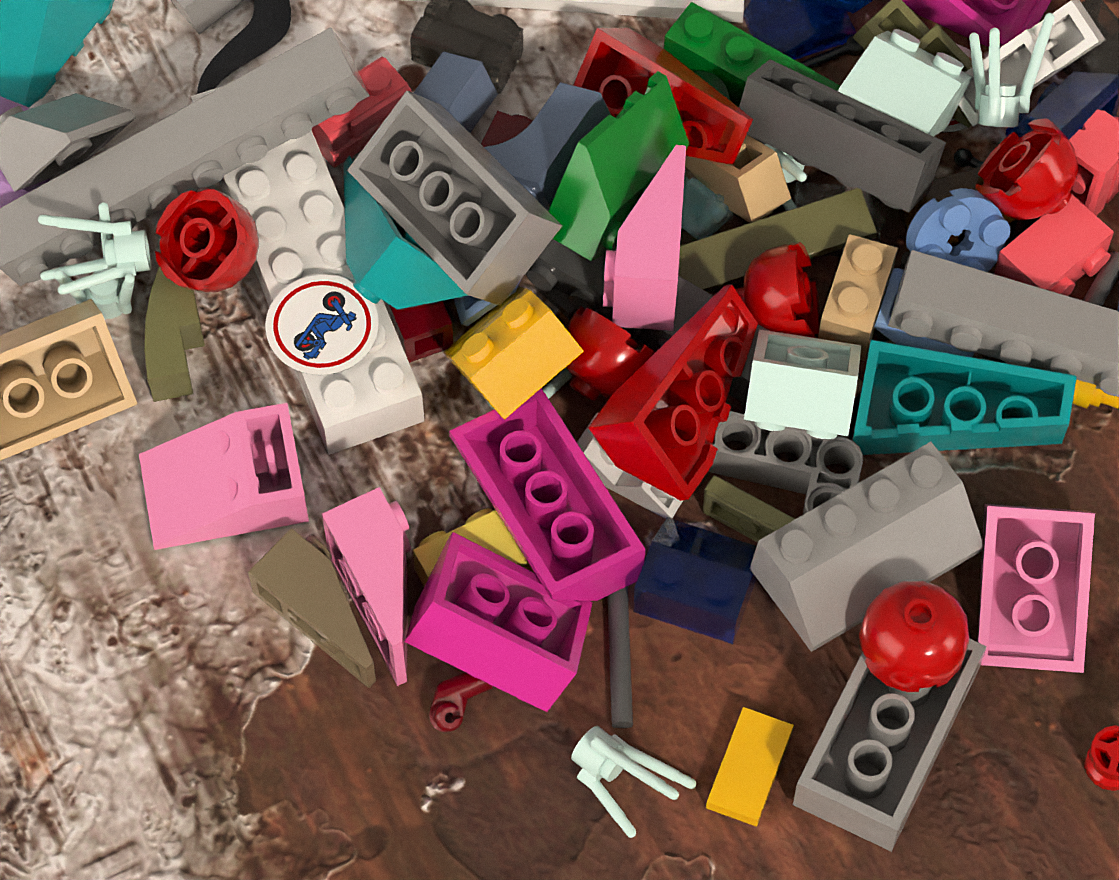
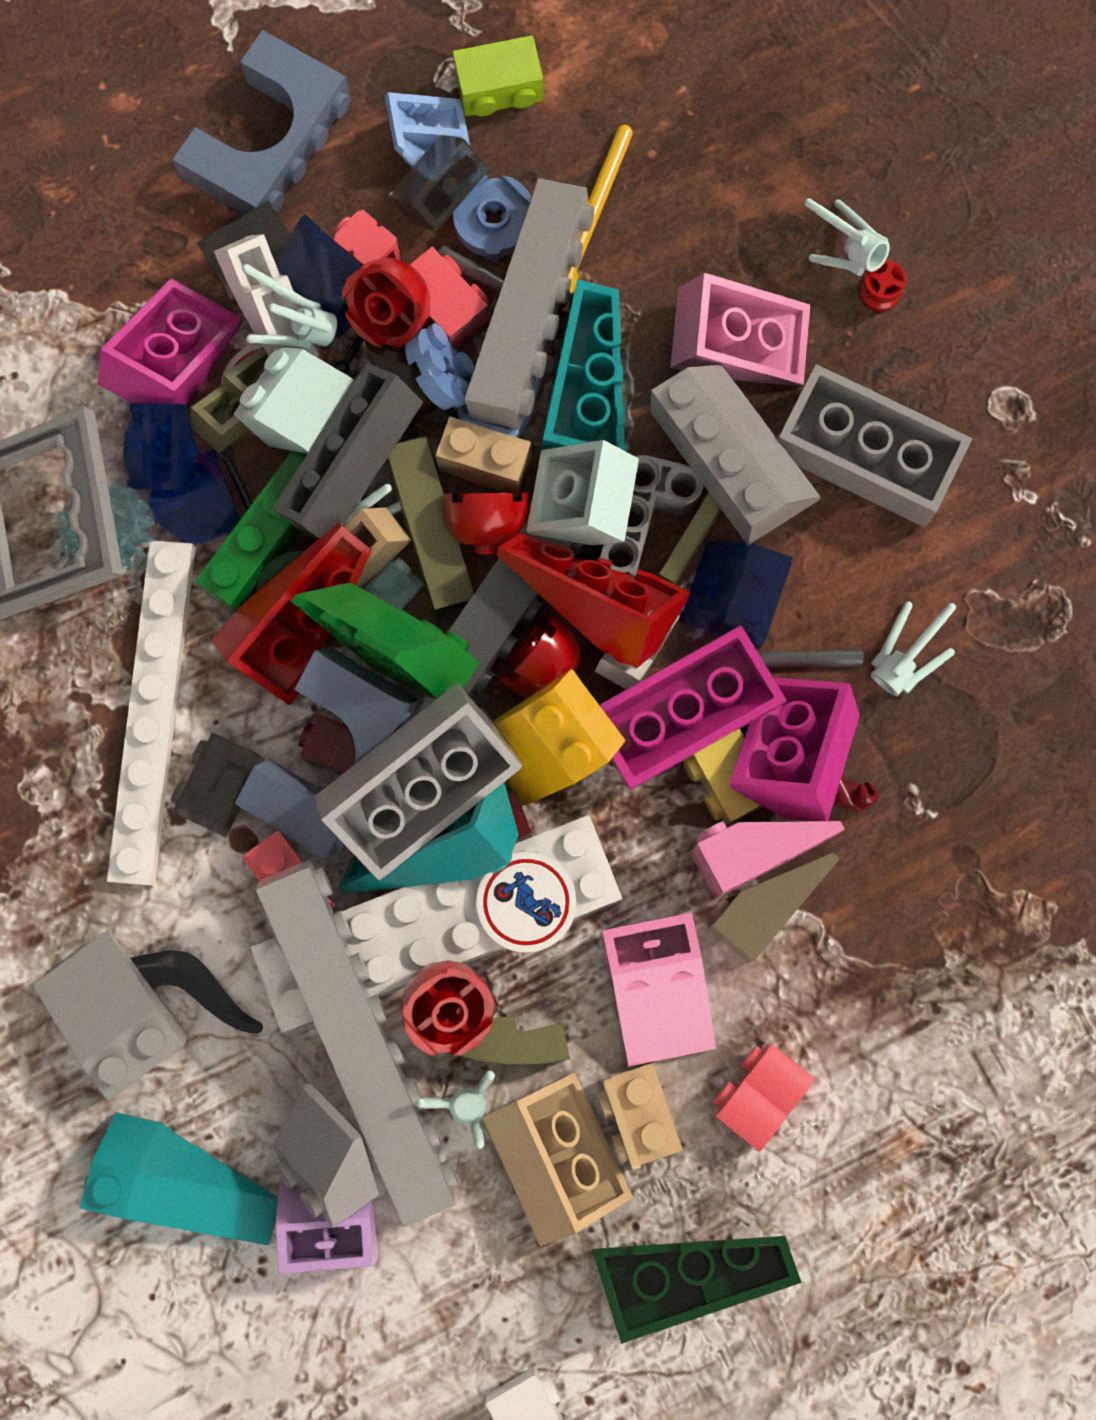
camera: 90 degrees left, 15 degrees up
(82, 463) = (640, 1116): none -> tan bracket
(95, 591) = (761, 1096): none -> coral brick
(124, 254) = (451, 1085): light aqua plant -> none
(645, 266) = (477, 609): bright pink slope -> none
(749, 766) = (895, 559): yellow tile -> none
(914, 636) = (816, 414): red cylinder -> none

